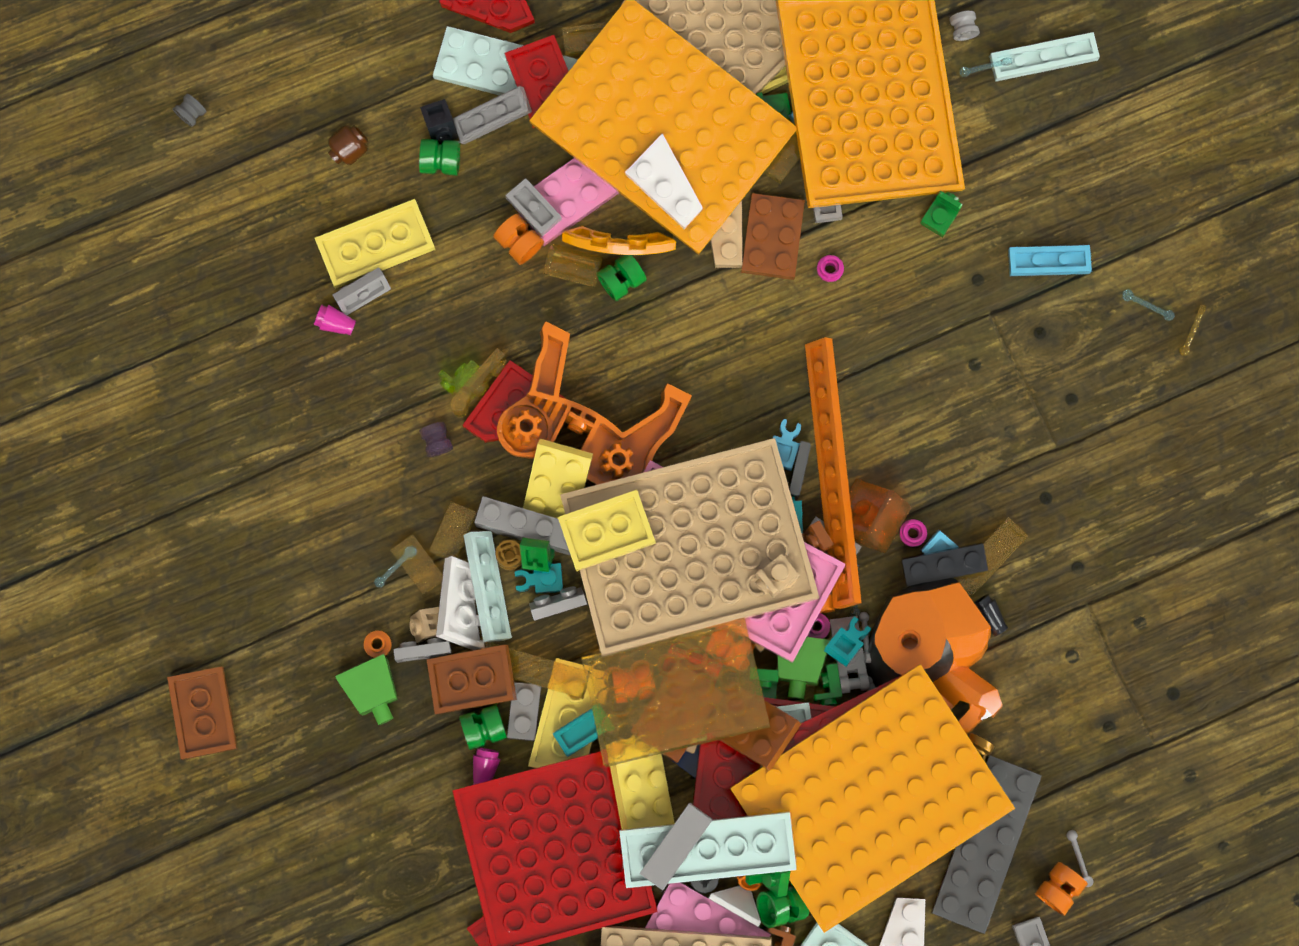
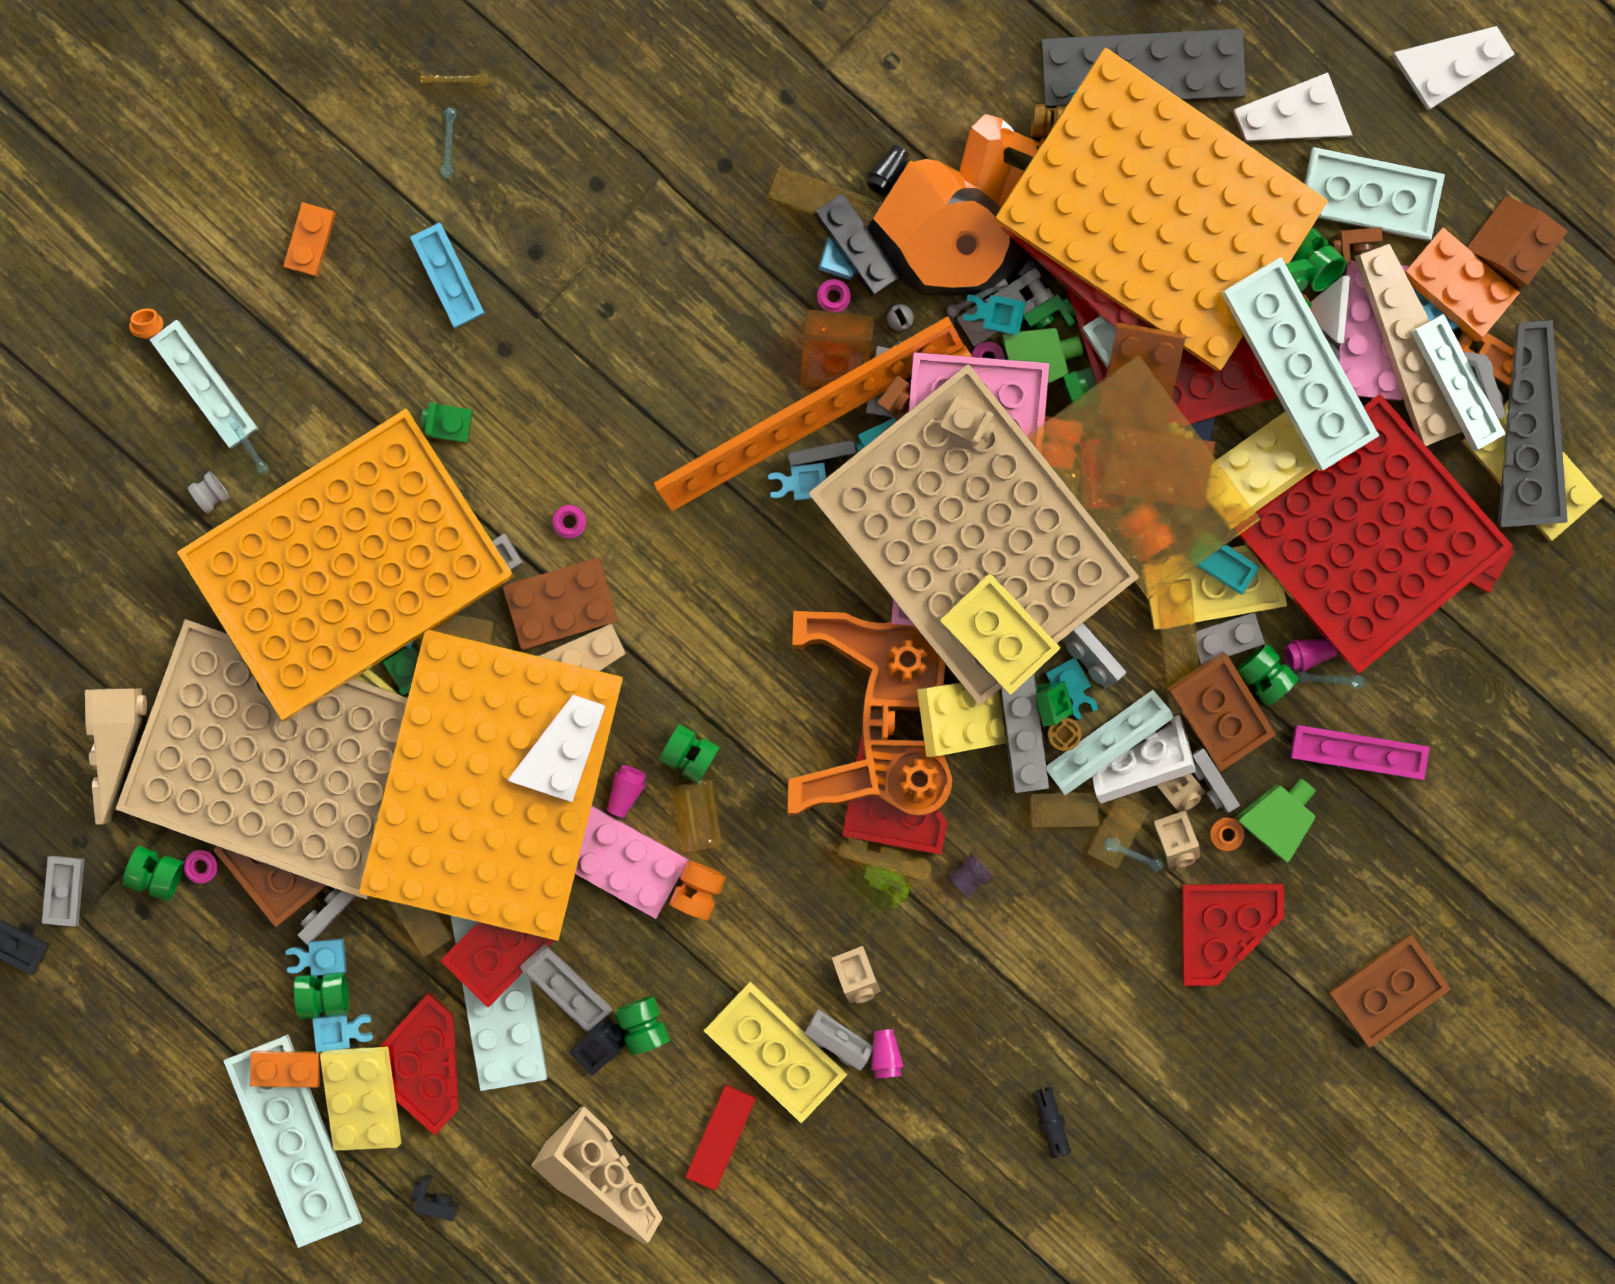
camera: 115 degrees left, 10 degrees up
(226, 418) = (1051, 1122): none -> black pin
(310, 611) = (1224, 926): none -> red plate
(332, 178) = (720, 1137): none -> red tile
(347, 145) = (674, 1137): reddish brown head -> none
(349, 78) = (590, 1171): none -> tan wedge
(390, 604) = (1177, 840): none -> tan bracket
(392, 772) = (1359, 752): none -> dark pink plate
(402, 325) = (856, 975): none -> tan bracket
(445, 797) = (1357, 681): none -> clear light blue hinge
(533, 207) = (655, 889): light grey plate -> none
(615, 221) = (625, 790): none -> dark pink cone
(633, 245) = (660, 794): light orange tile -> none
(676, 846) = (1314, 399): light grey tile -> none
(877, 580) = (893, 320): none -> light grey hinge
(1106, 35) = (145, 323): none -> orange plate
(1118, 176) = (309, 239): none -> orange plate

